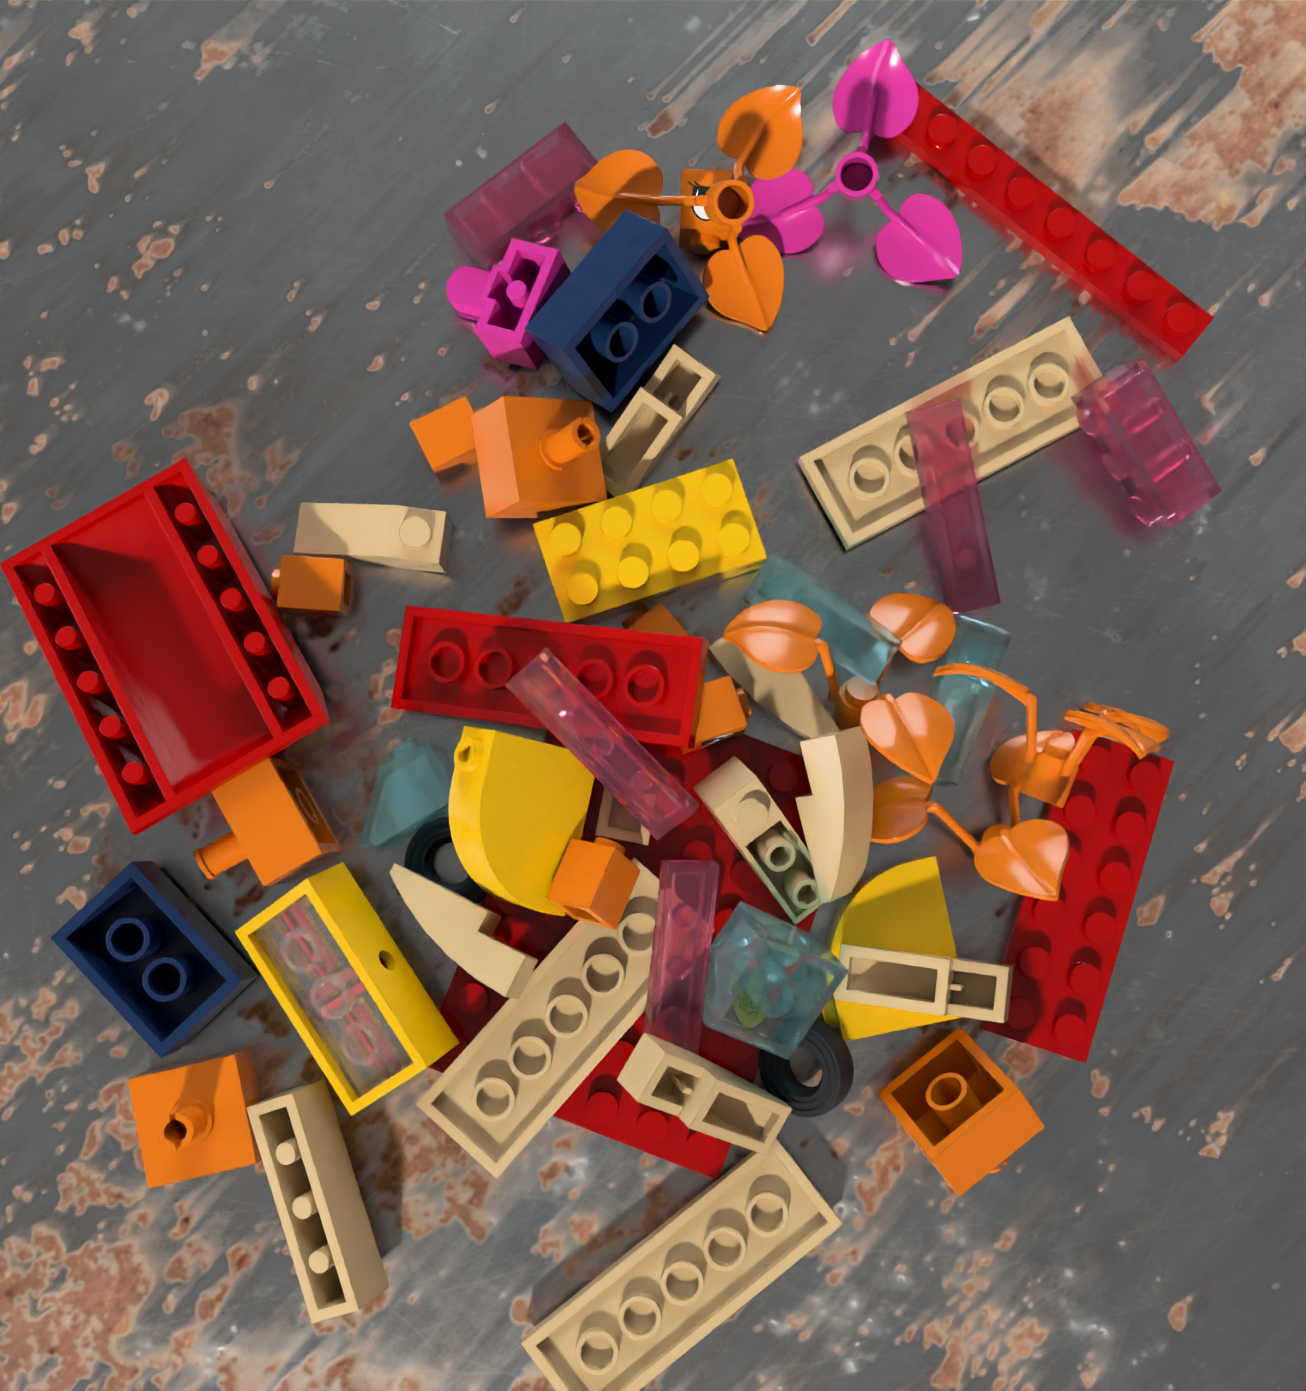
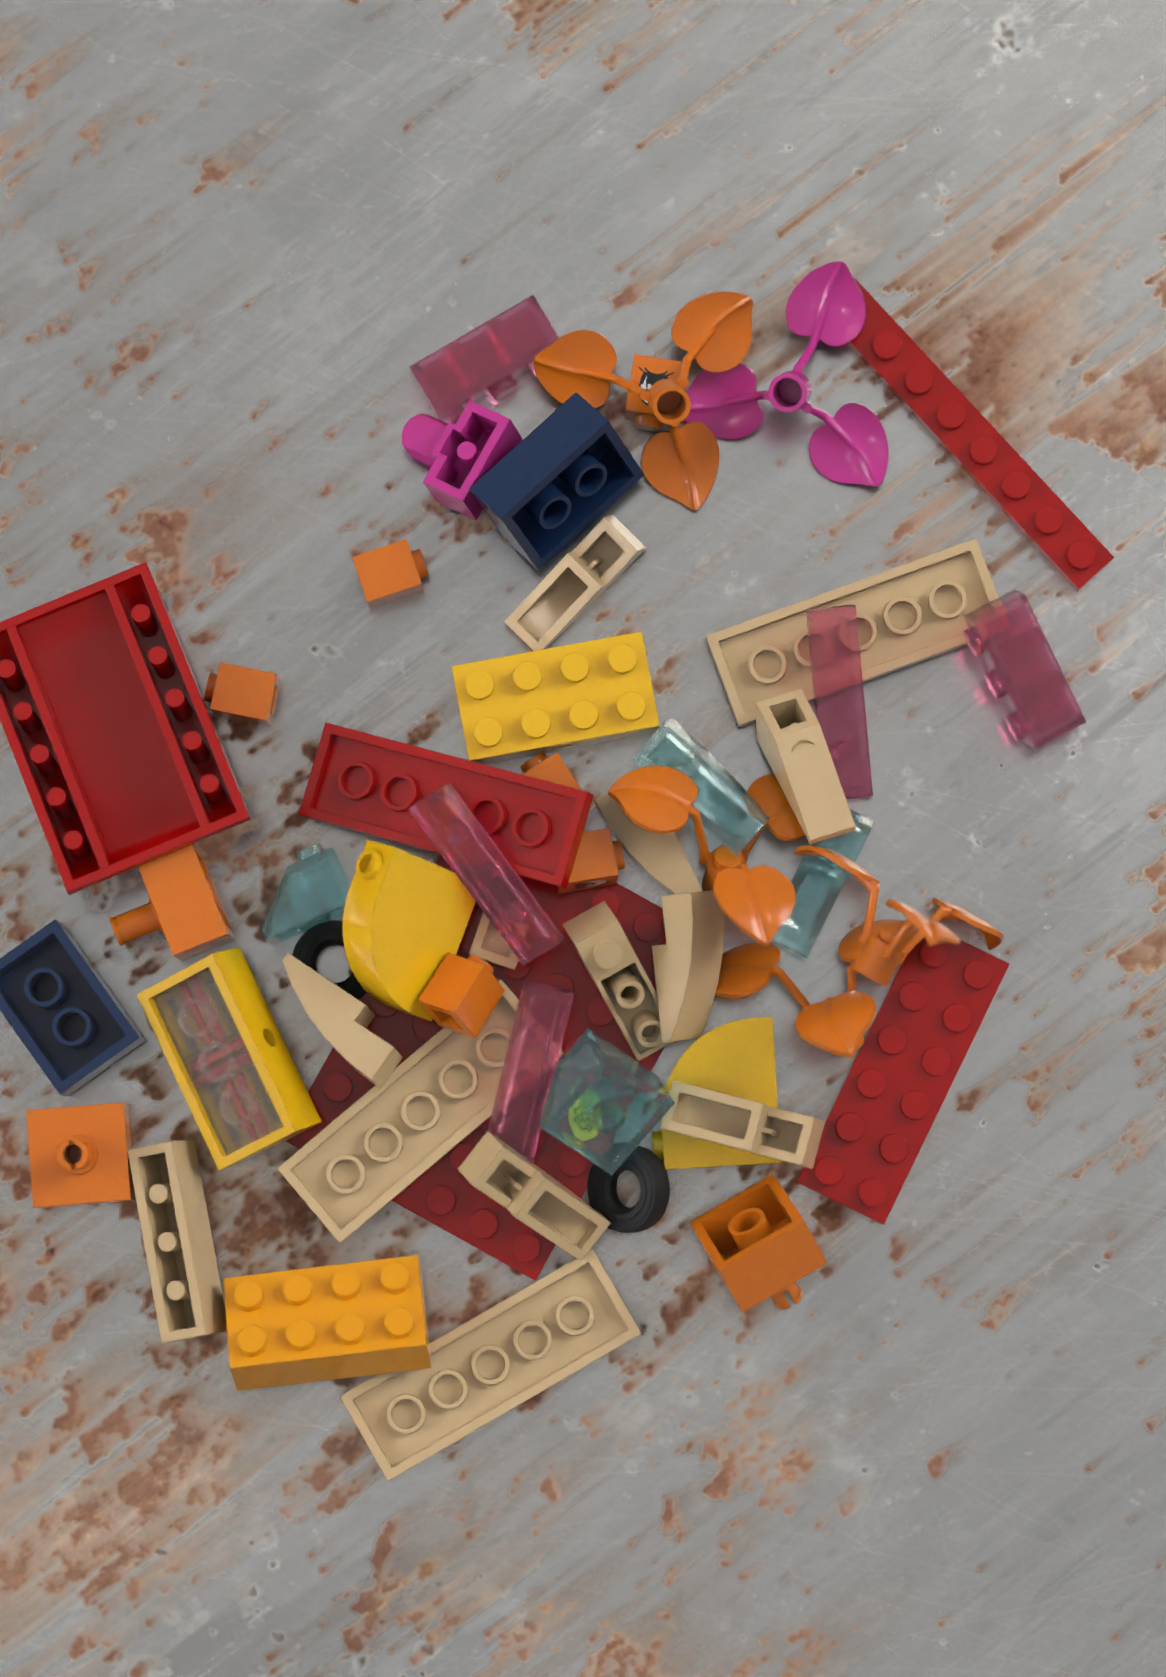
camera: 15 degrees right, 0 degrees up
(376, 535) = (304, 653): tan slope -> none
(493, 1269) = (326, 1323): none -> light orange brick
(538, 456) = (465, 606): orange brick -> none
(928, 578) = (803, 765): none -> tan slope

